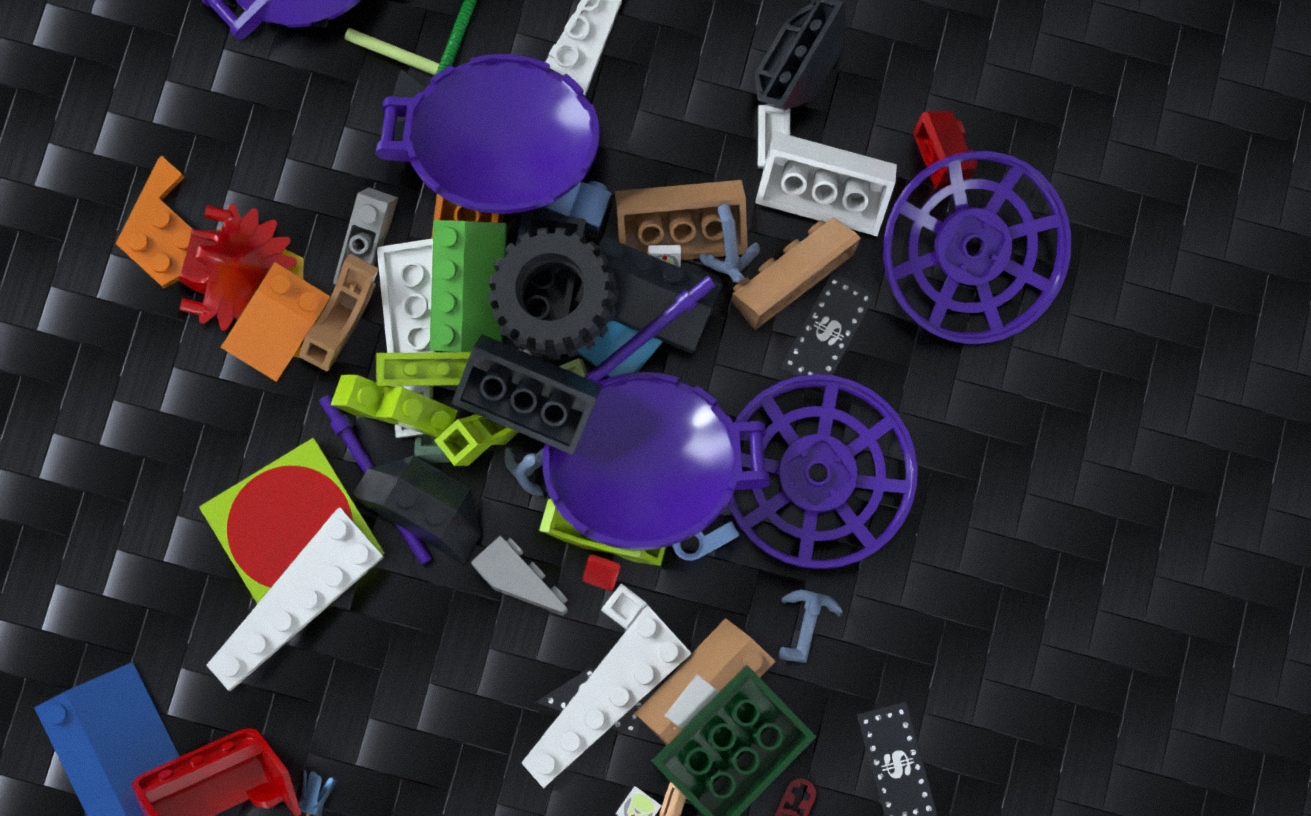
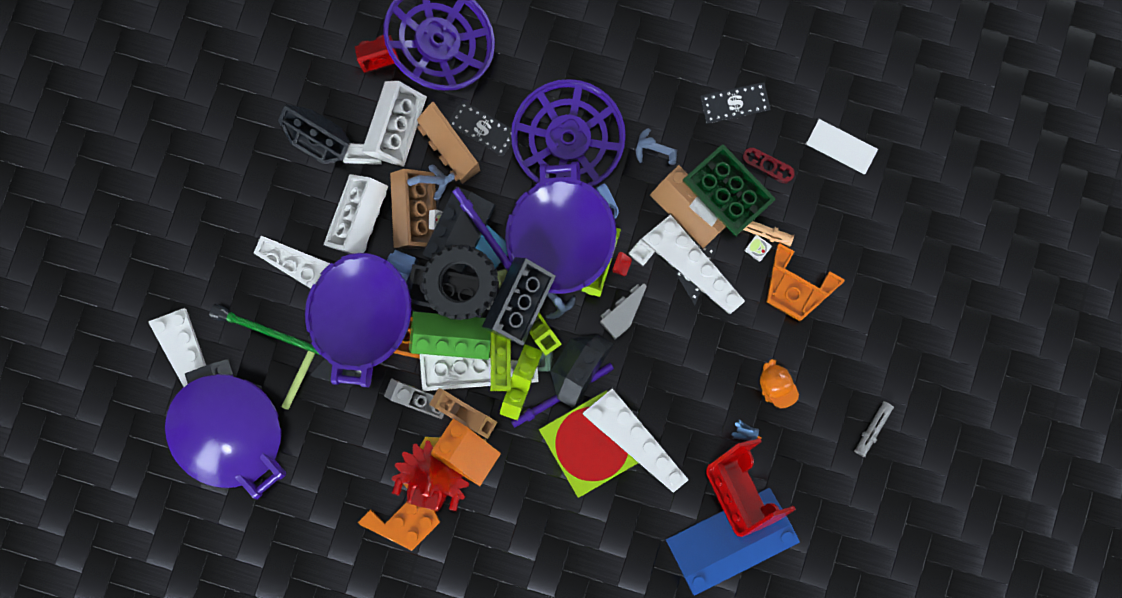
camera: 80 degrees left, 5 degrees up
(667, 129) = (356, 214): none -> white slope

